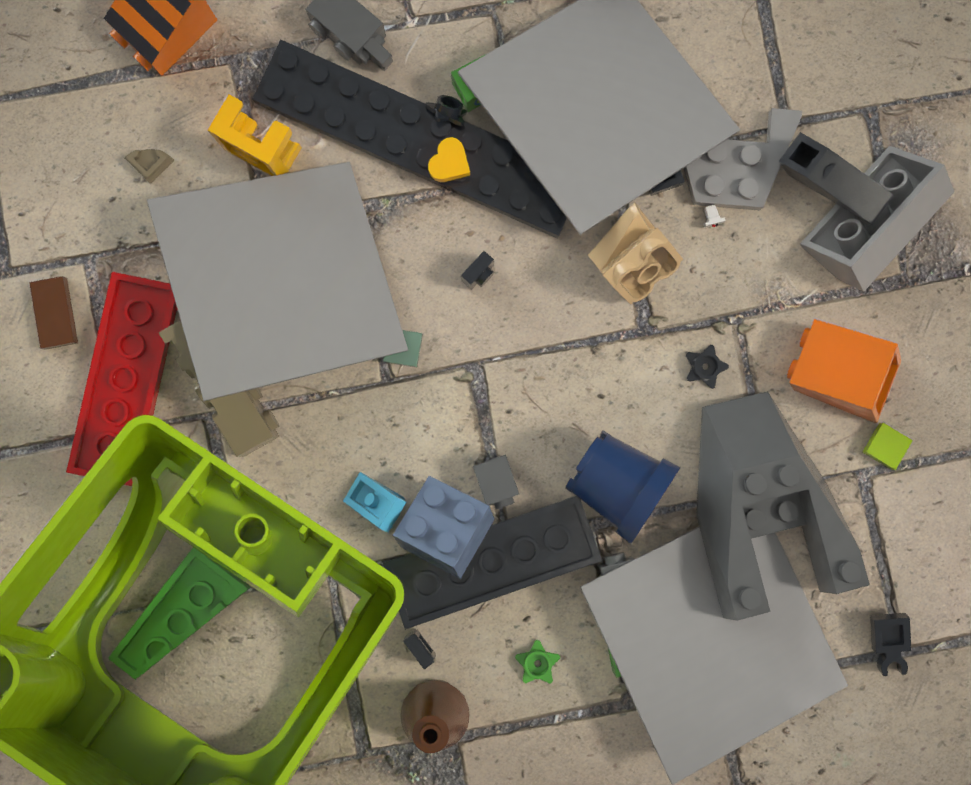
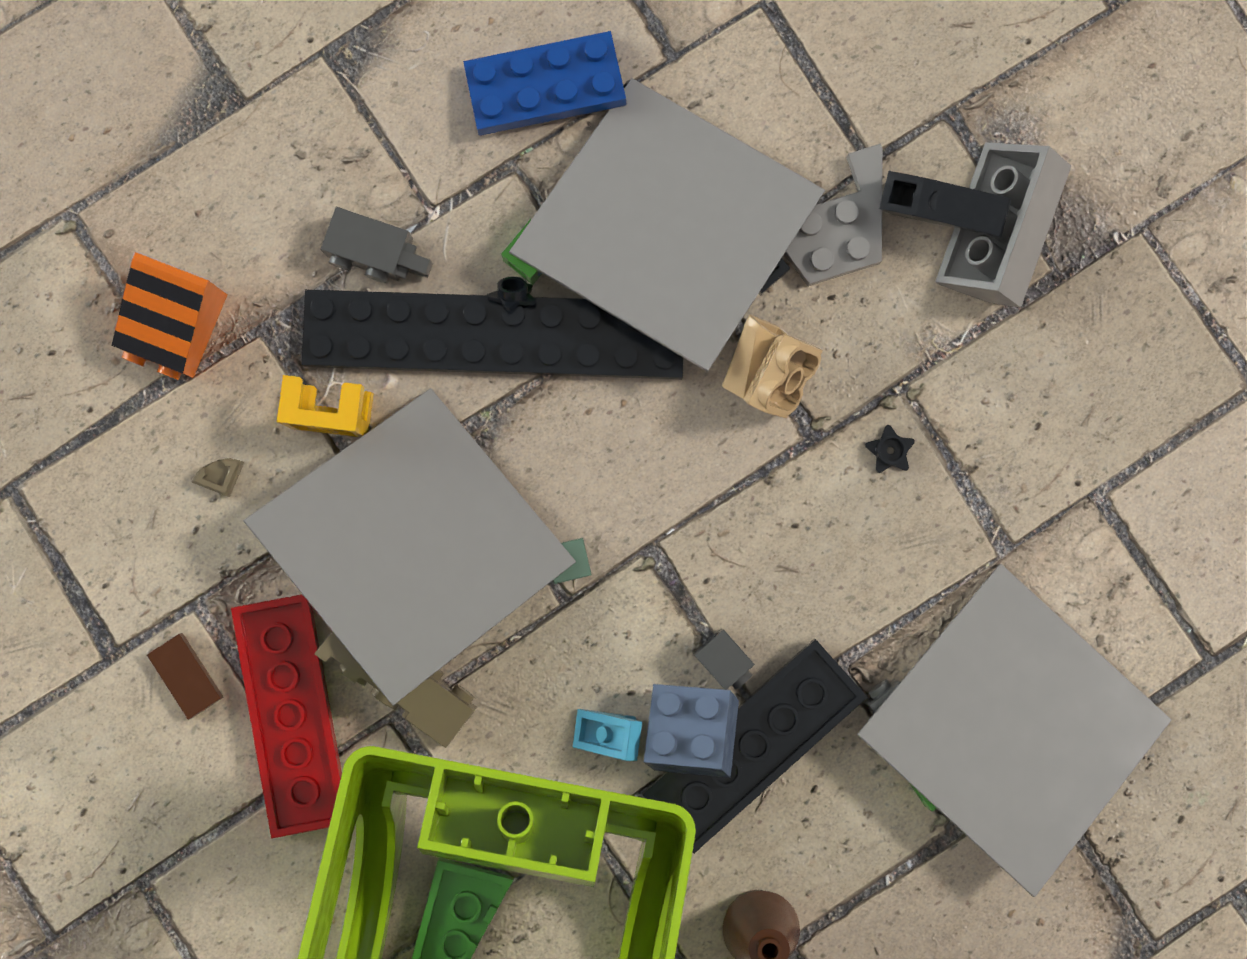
camera: 30 degrees left, 0 degrees up
(420, 648) = (717, 866): black tile -> none
(449, 162) = (538, 347): yellow tile -> none
(479, 271) = (616, 449): black plate -> none
(541, 672) = (841, 841): bright green plate -> none
(621, 483) = (856, 610): dark blue piece -> none
(712, 216) = (833, 291): white piece -> none
(761, 483) = (995, 550): dark grey wedge -> none
(845, 369) = (1035, 395): orange slope -> none
(887, 446) = (1110, 456): lime tile -> none
(890, 637) = (1193, 654): black plate -> none

